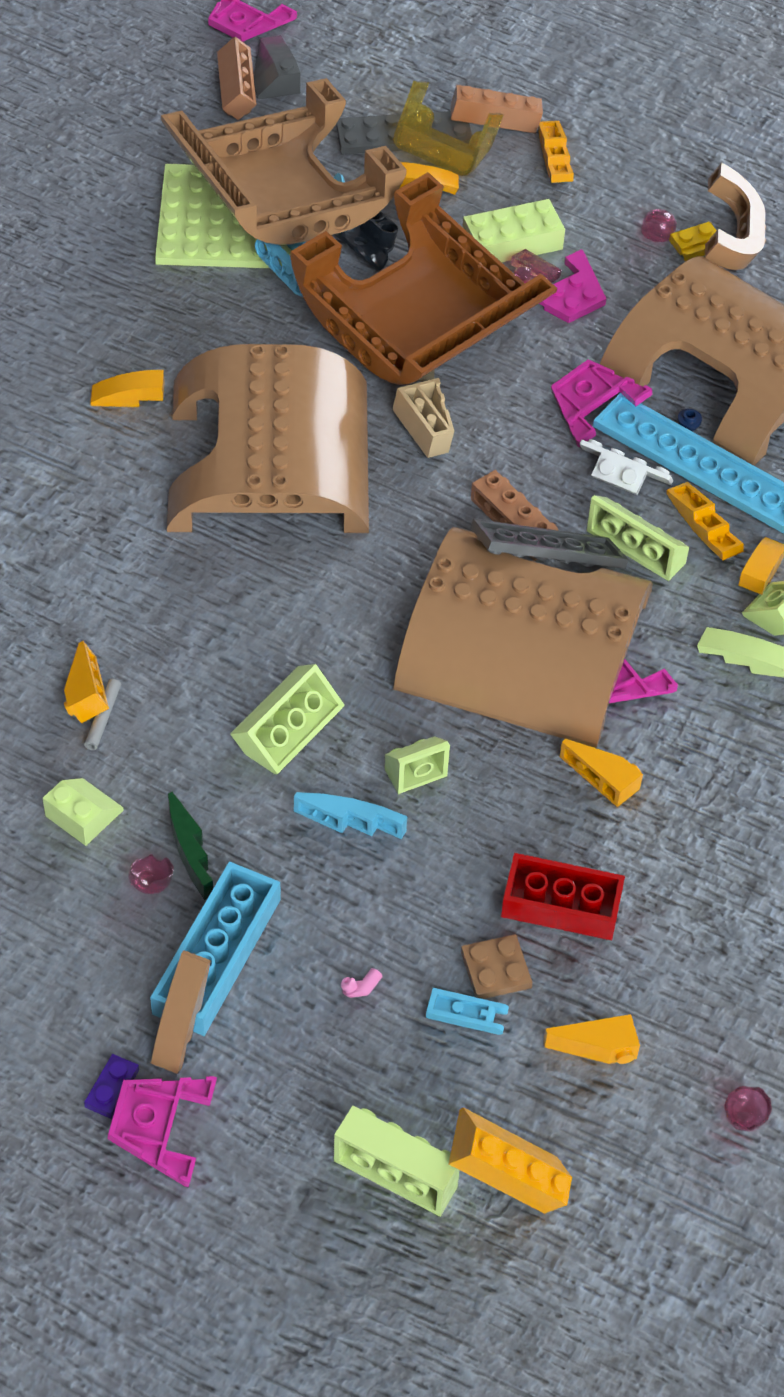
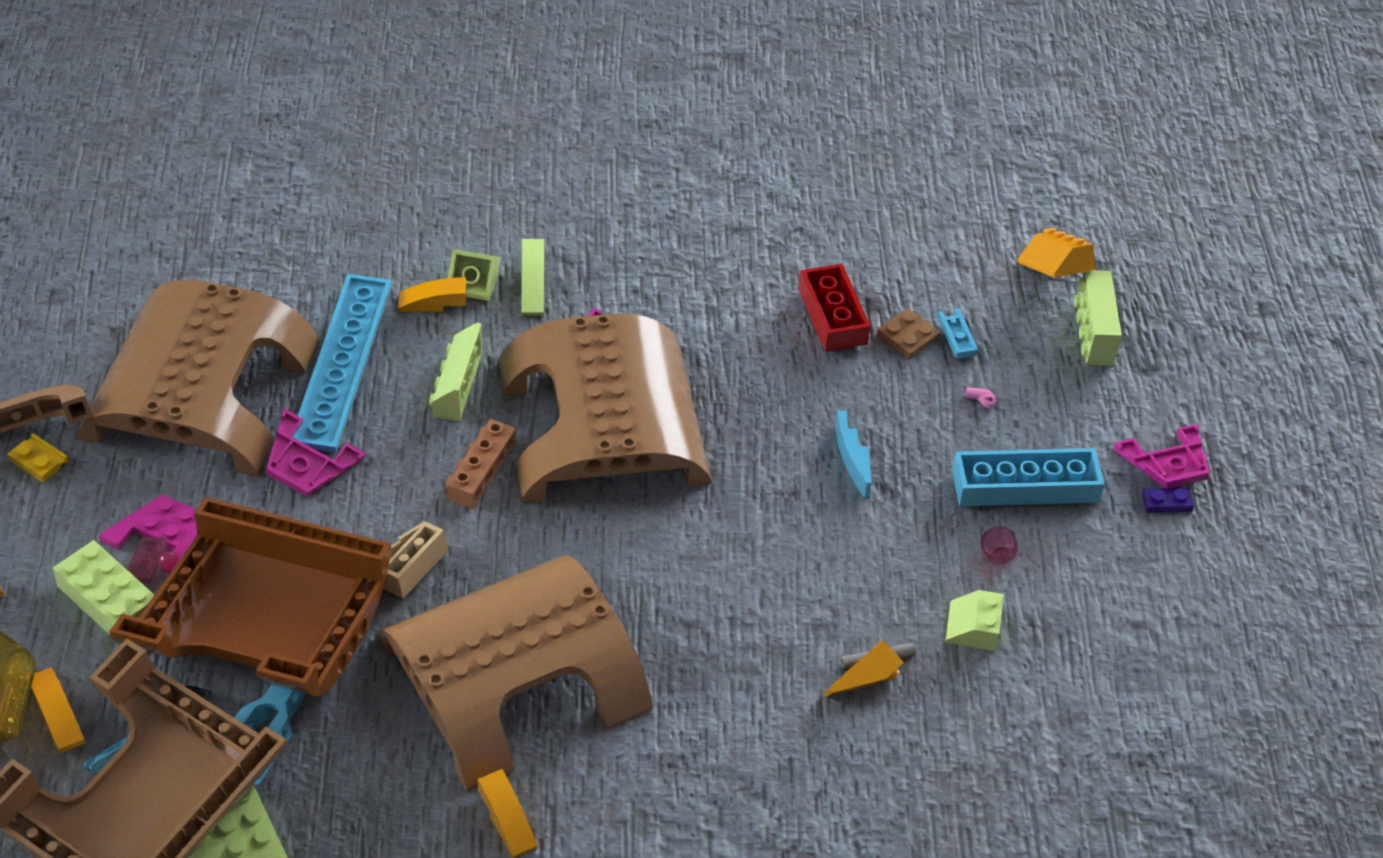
camera: 120 degrees left, 5 degrees down
(180, 1011) = (1102, 455): medium nougat slope -> none
(189, 842) = (951, 540): dark green slope -> none
(288, 718) = (795, 529): yellowish green slope -> none
(417, 763) = (781, 425): yellowish green slope -> none
(549, 544) = (523, 406): dark grey plate -> none
(600, 1040) = (924, 260): light orange slope -> none
(603, 770) = (706, 319): light orange slope -> none
(622, 471) = (381, 413): white bracket -> none
(658, 225) = (30, 490): clear pink hair -> none
(689, 419) = (289, 391): dark blue plate -> none
(704, 521) = (406, 346): light orange slope -> none
(747, 1108) = (915, 175): clear pink hair -> none

